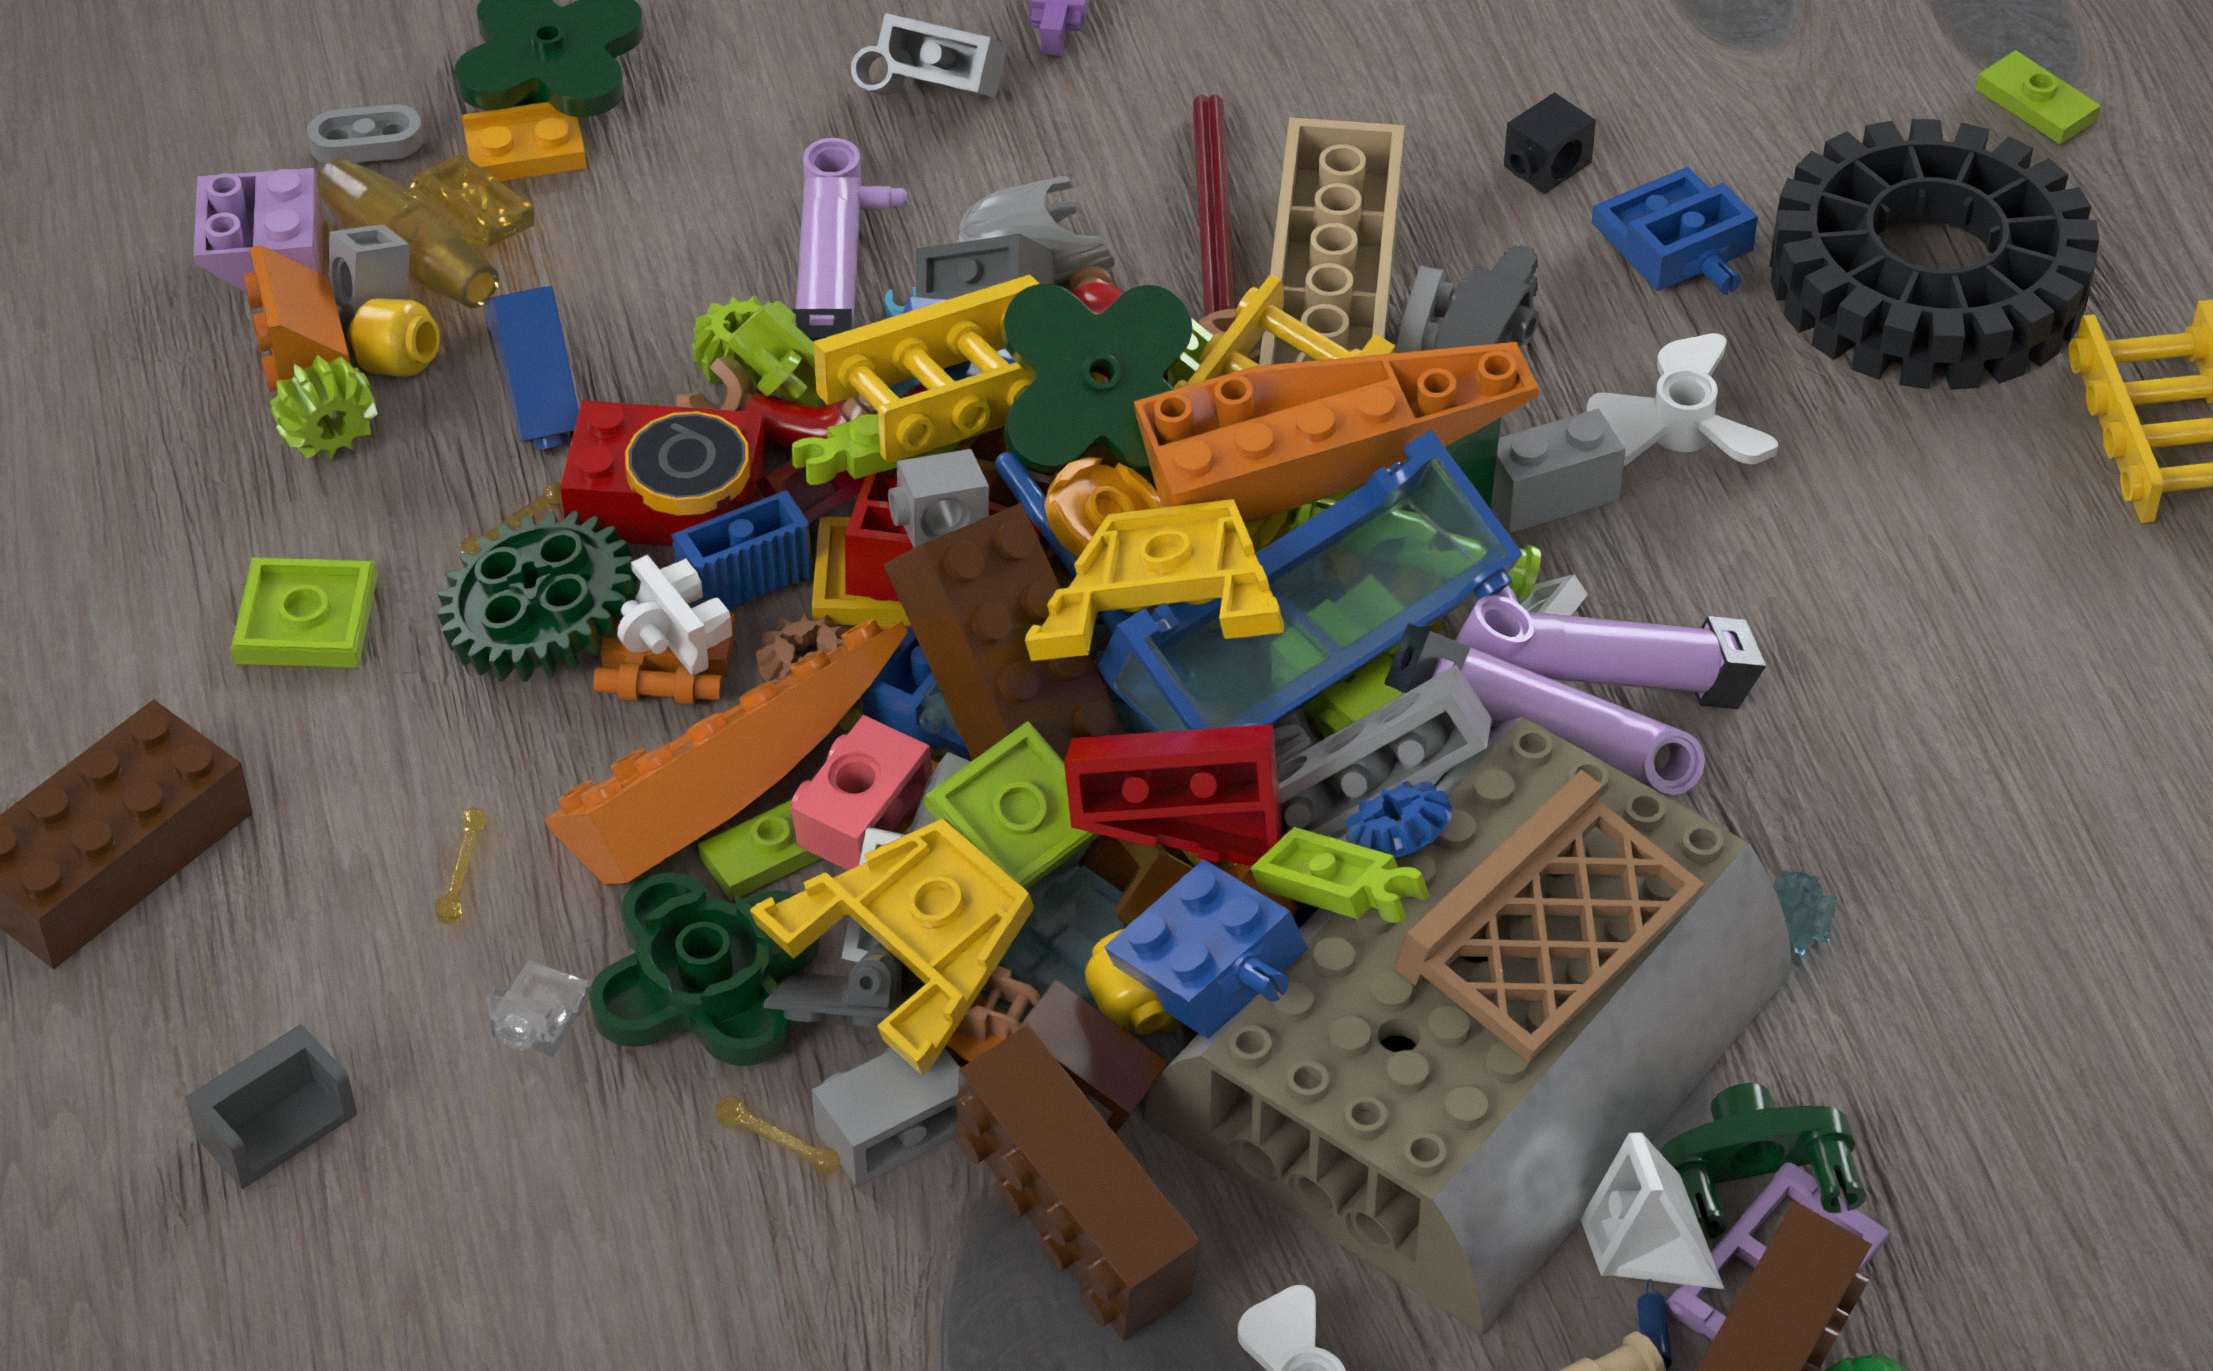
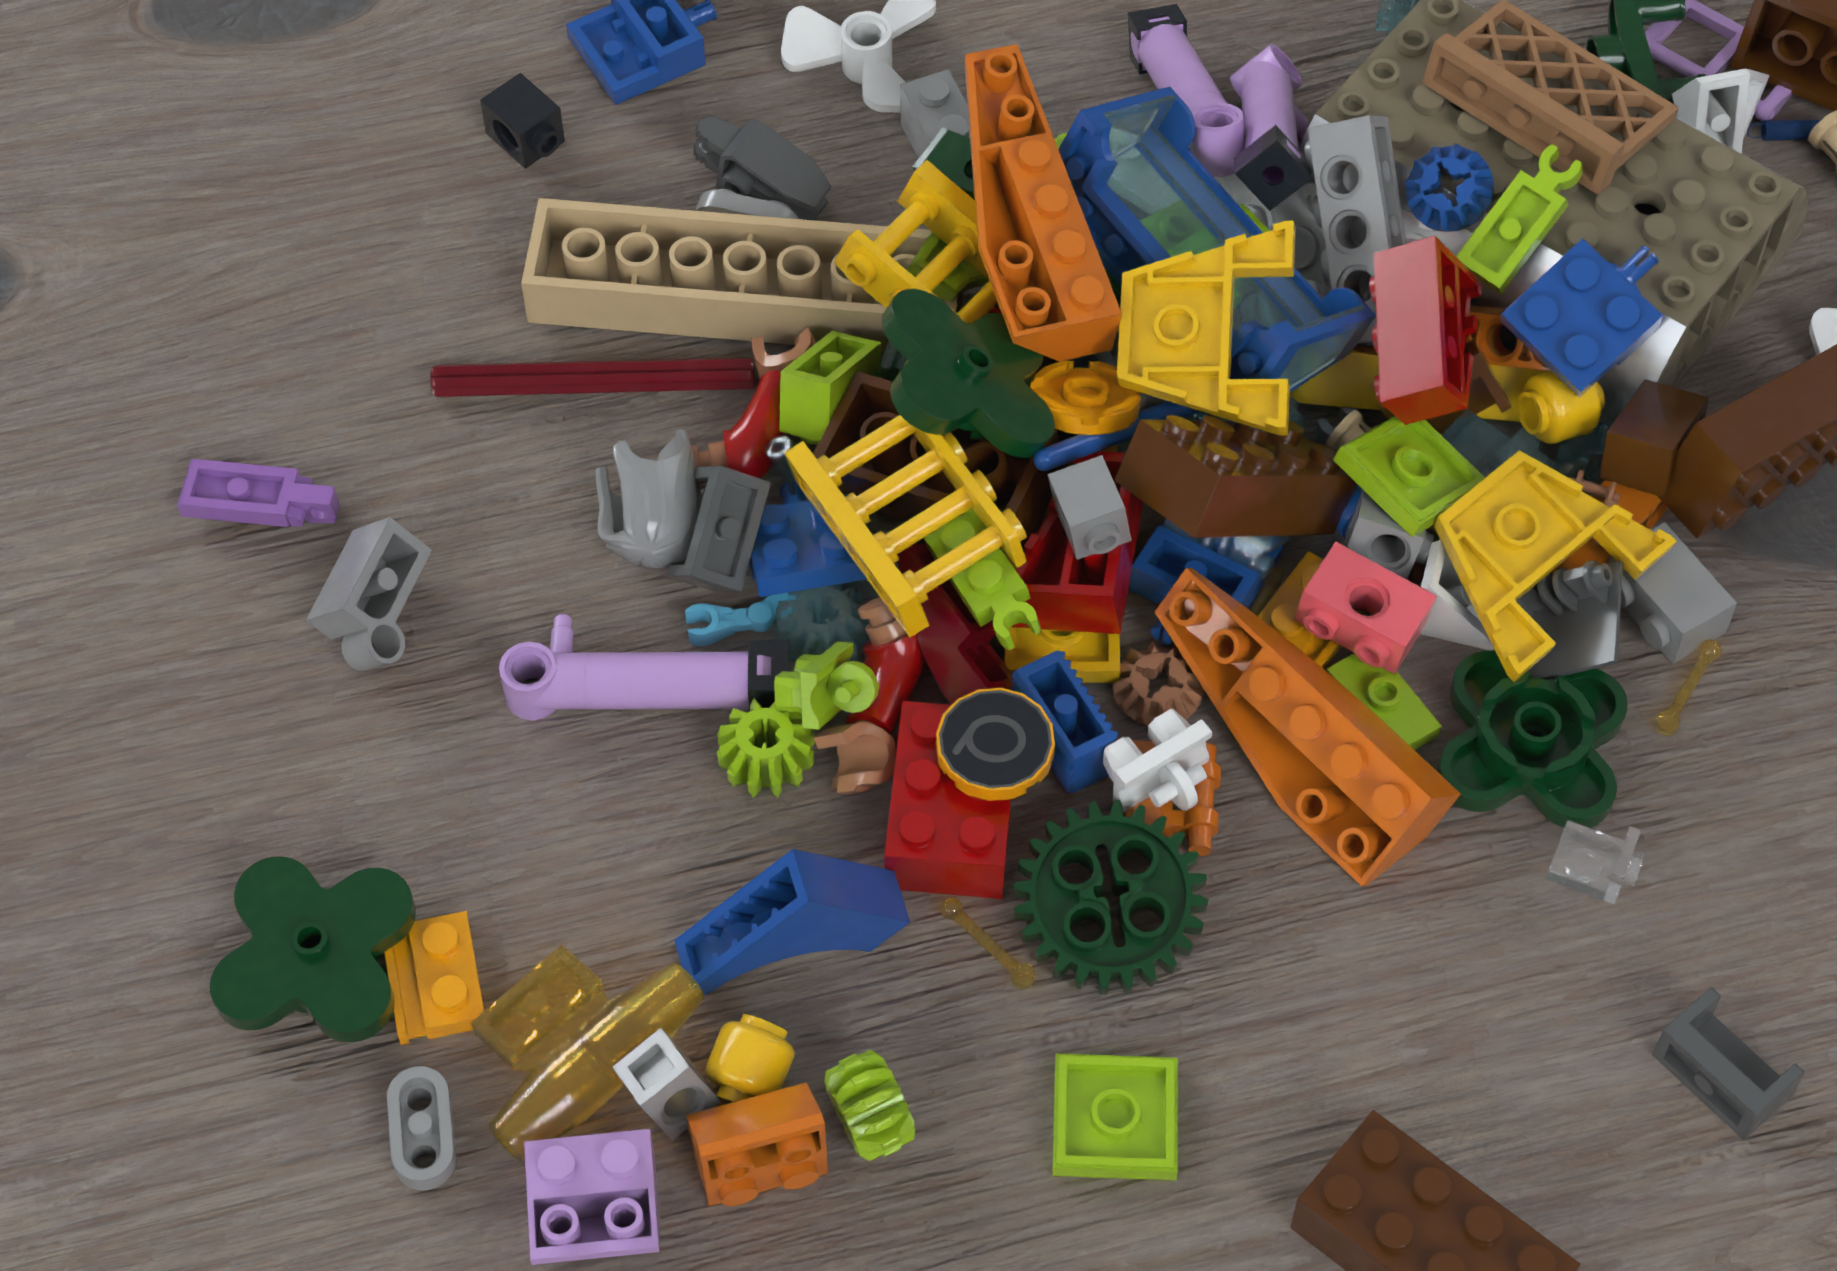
camera: 90 degrees left, 10 degrees up
(449, 907) = (1469, 955): clear yellow hinge -> none

